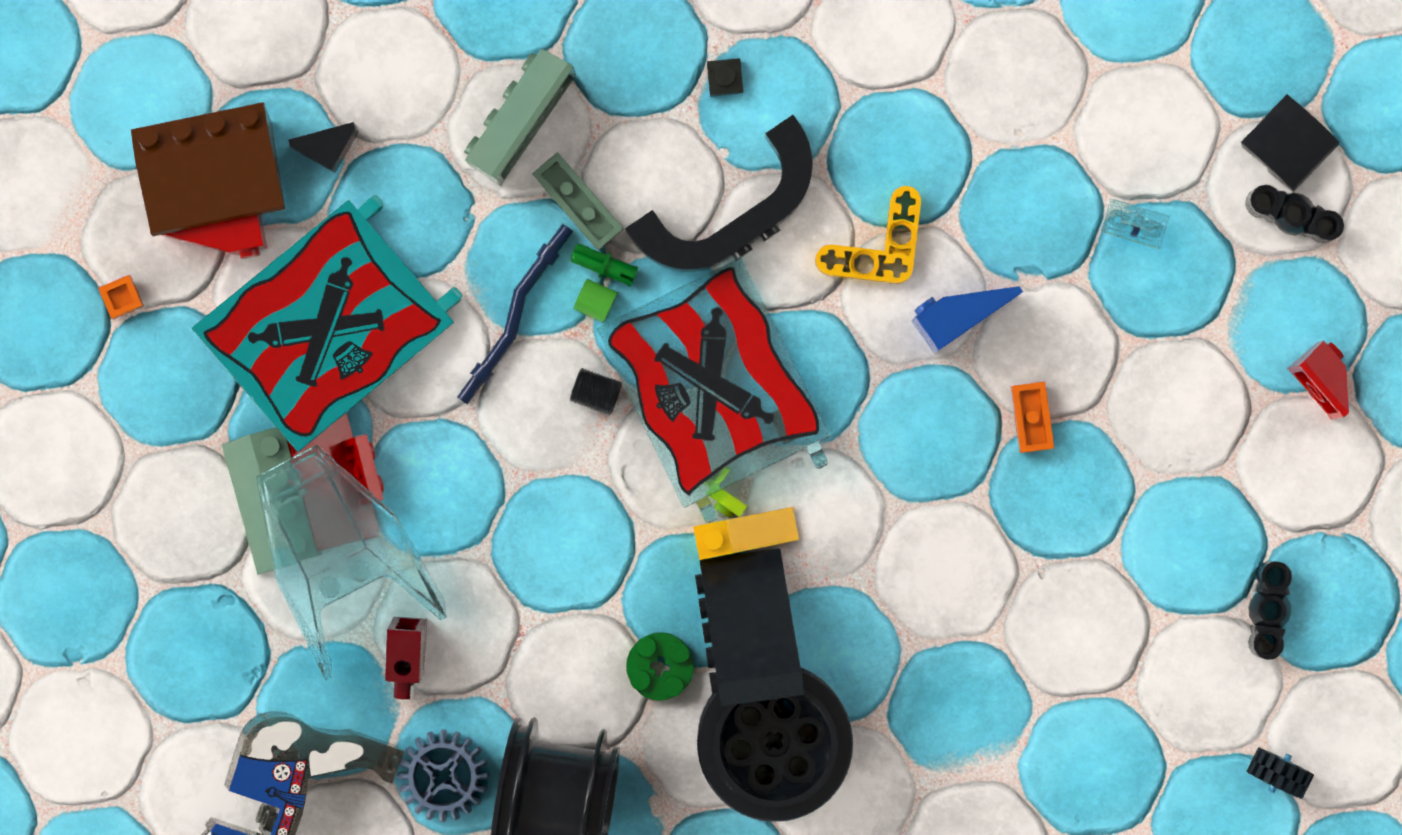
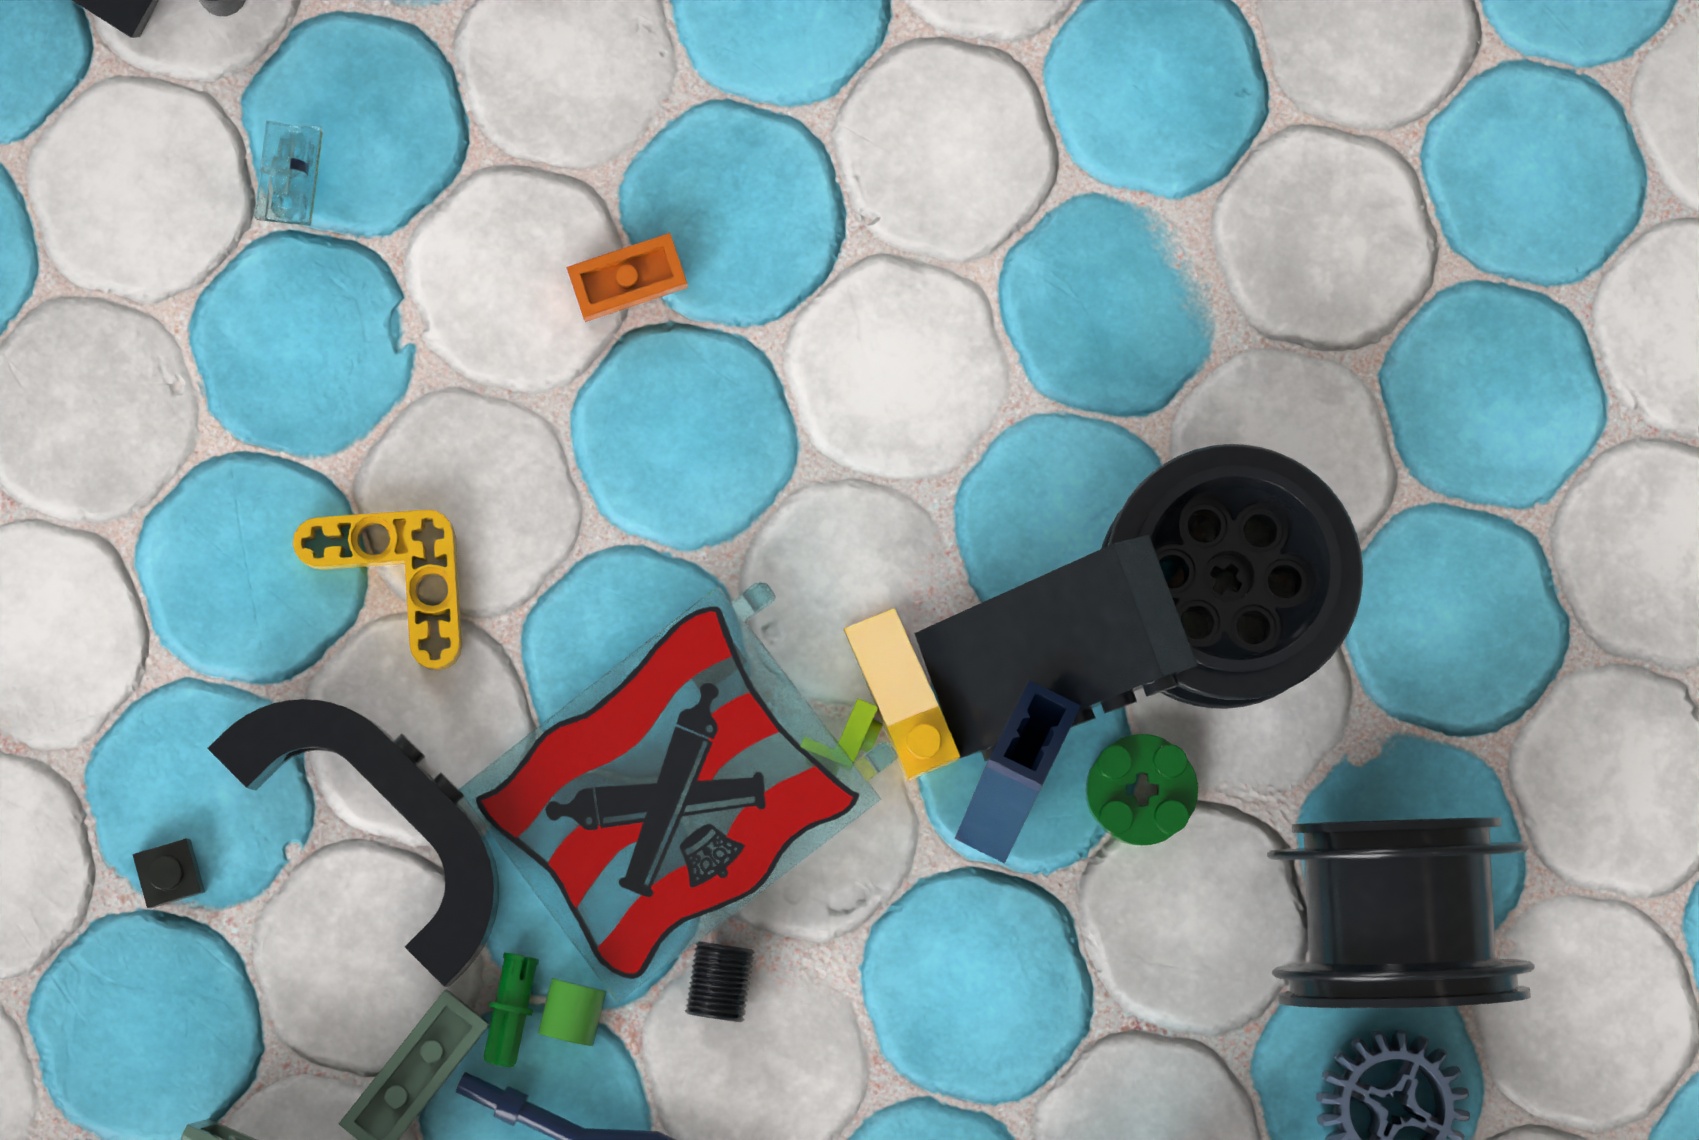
camera: 110 degrees left, 5 degrees down
(682, 590) = (1016, 771): none -> dark blue slope
(954, 315) = (491, 430): blue slope -> none

